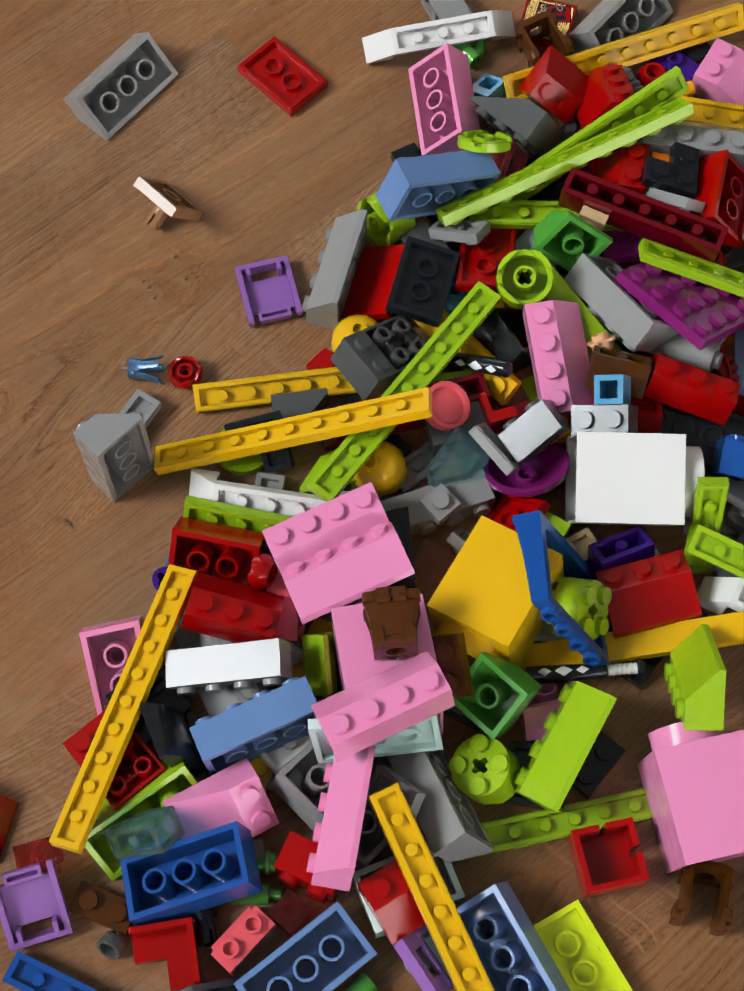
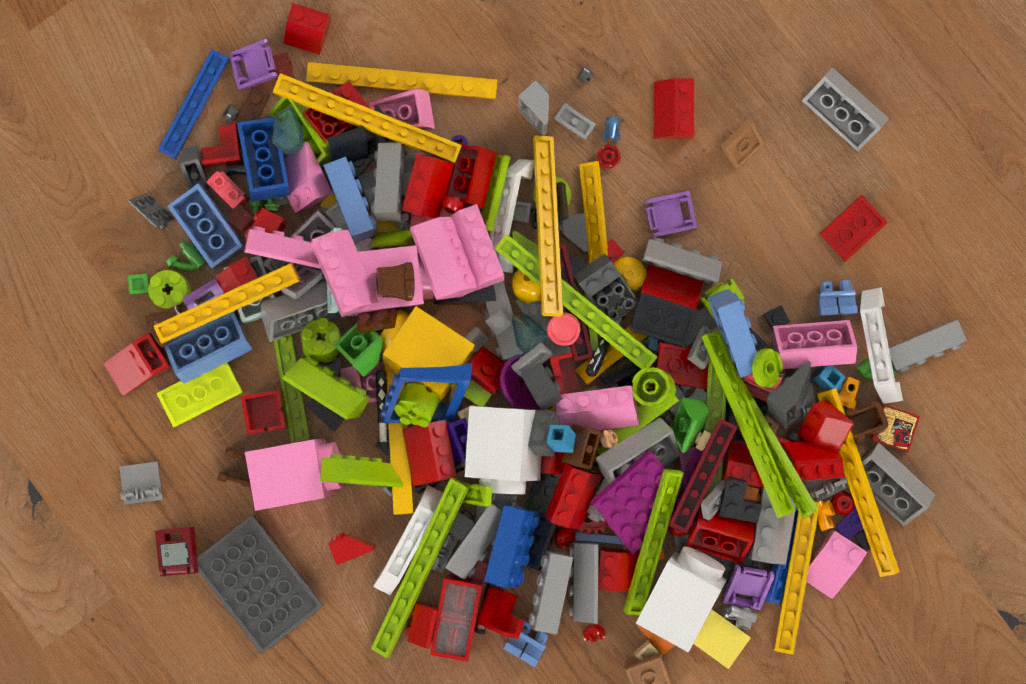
camera: 90 degrees right, 20 degrees up
(62, 409) = (585, 74): none -> dark grey hinge
(64, 676) = (402, 80): none -> yellow plate
(116, 288) = (674, 108): none -> red slope
(385, 89) = (836, 302): none -> medium blue hips
(500, 66) = (848, 397): none -> light orange plate

